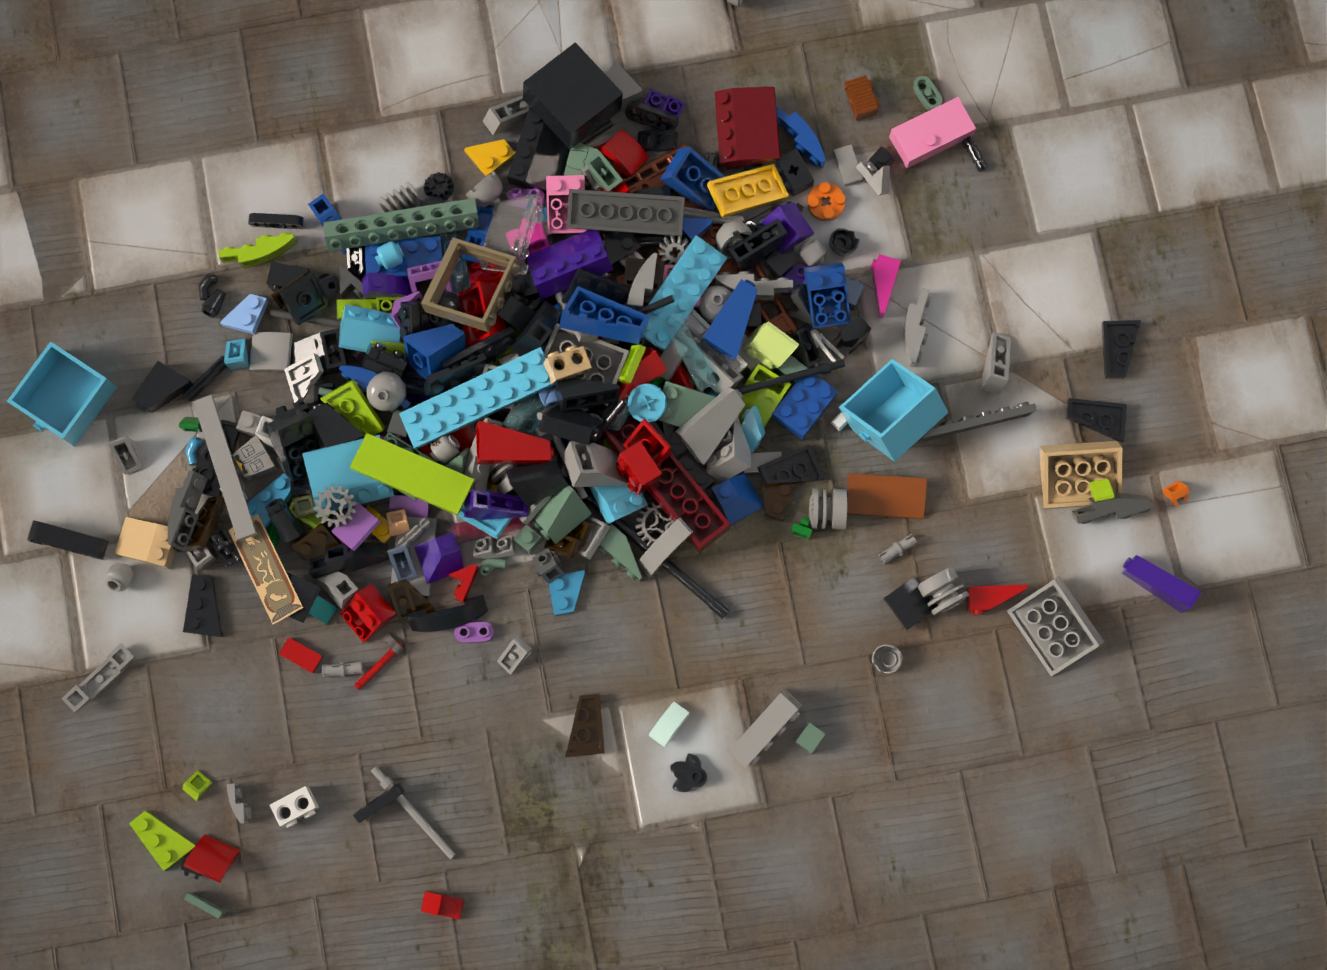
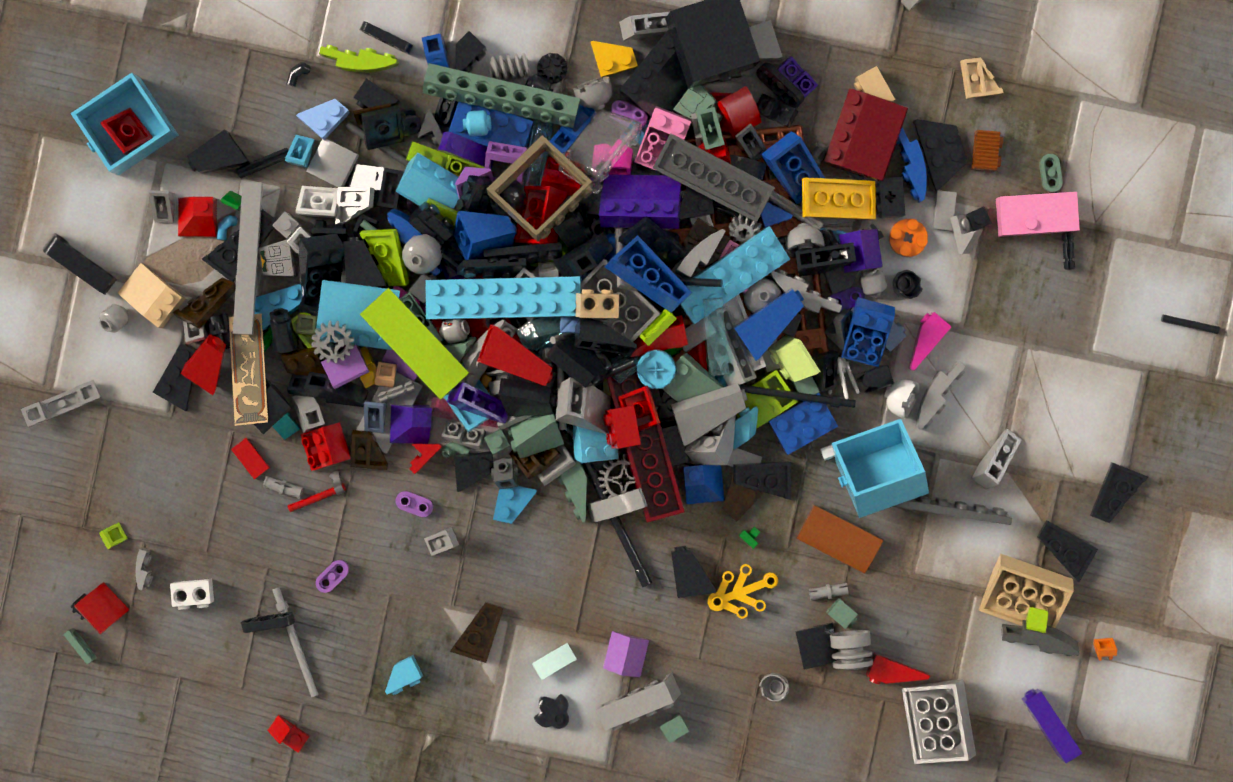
camera: 25 degrees right, 10 degrees up
(64, 398) = (126, 131): none -> red slope
(161, 840) = (62, 571): lime wing -> none
(163, 451) = (197, 217): none -> red slope
(182, 512) = (192, 286): dark grey slope -> none
(213, 304) = (297, 94): black cone -> none
(223, 580) = (206, 364): none -> red slope
(271, 393) = (317, 202): none -> white slope
(357, 200) = (468, 51): none -> black slope
(423, 733) = (332, 575): none -> medium lavender plate
(448, 618) = (397, 483): black slope -> none
(514, 575) = (472, 468): none -> black wing
(529, 798) = (404, 673): none -> medium azure slope
(645, 173) = (750, 143): none -> dark grey slope
(734, 78) = (874, 84): none -> tan slope
(734, 688) = (625, 654): none -> medium lavender slope
(761, 587) = (689, 574): none -> black slope
(815, 585) = (739, 592): none -> yellow plant
(821, 113) = (941, 150): none -> black wing
(826, 40) = (977, 79): none -> tan wing
(828, 508) = (781, 530): light grey wheel -> none
(884, 342) = (901, 397): none -> white cylinder
(919, 563) = (842, 613): none -> sand green brick
(1113, 172) = (1190, 324): none -> black bar

